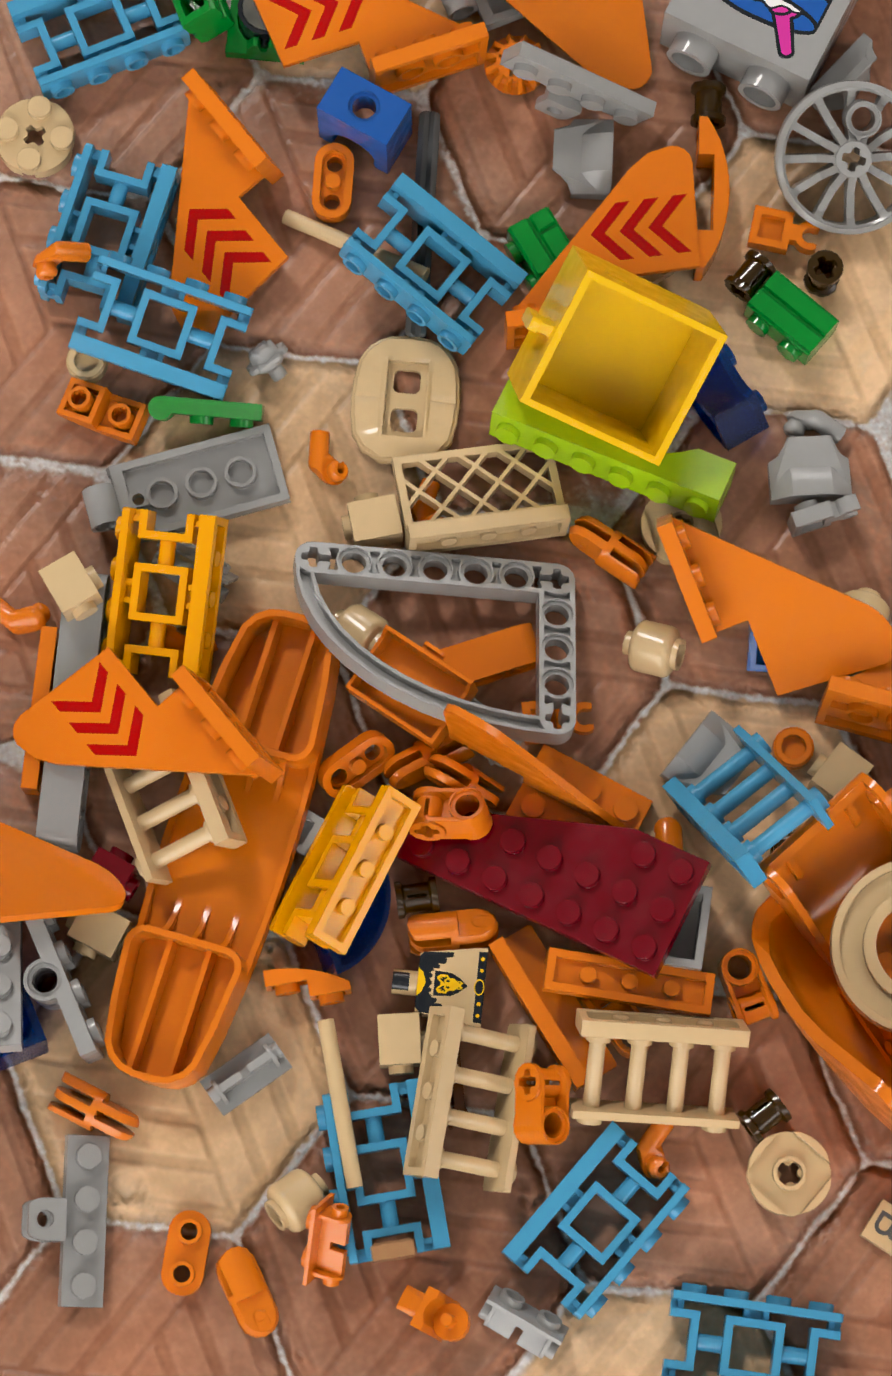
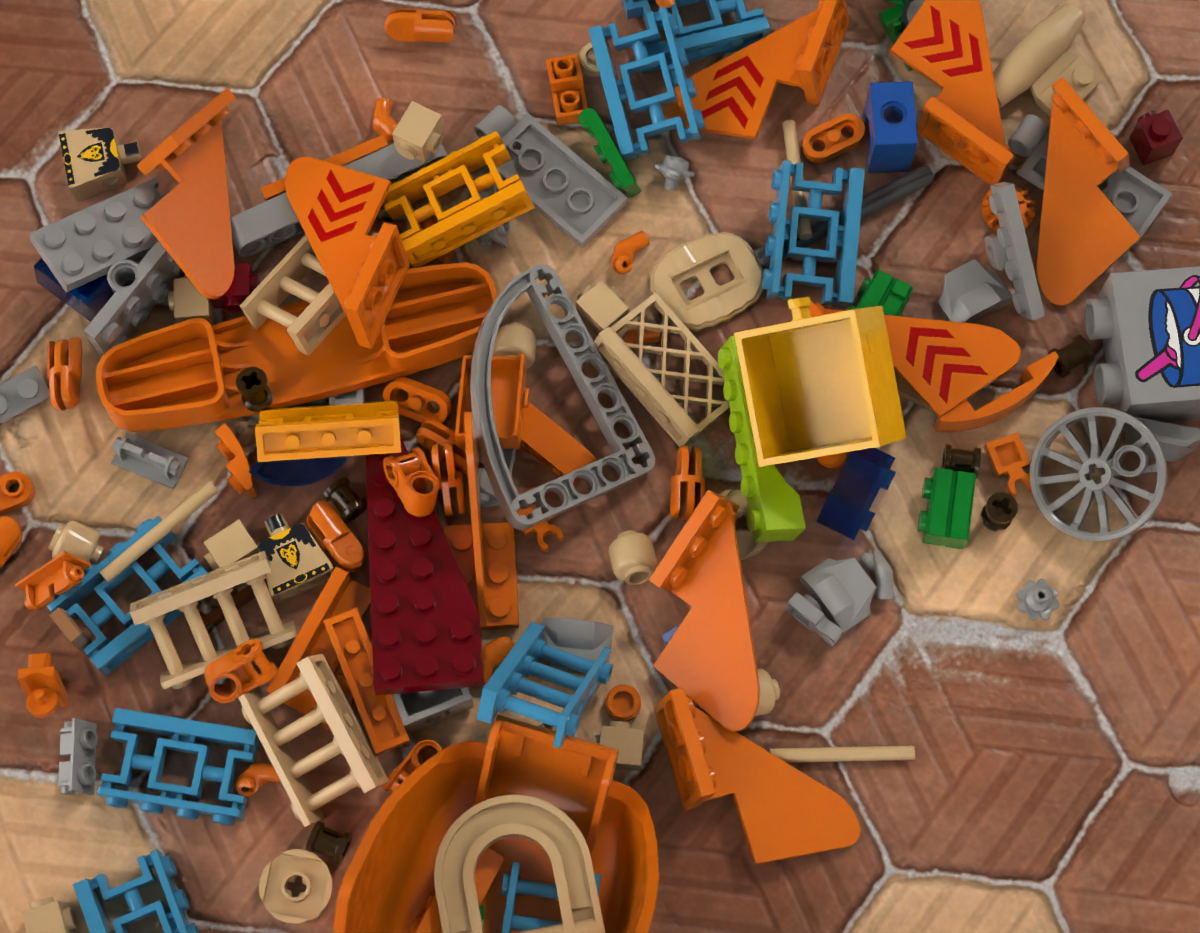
camera: 60 degrees right, 5 degrees down
(240, 908) = (254, 389): none -> dark brown bush

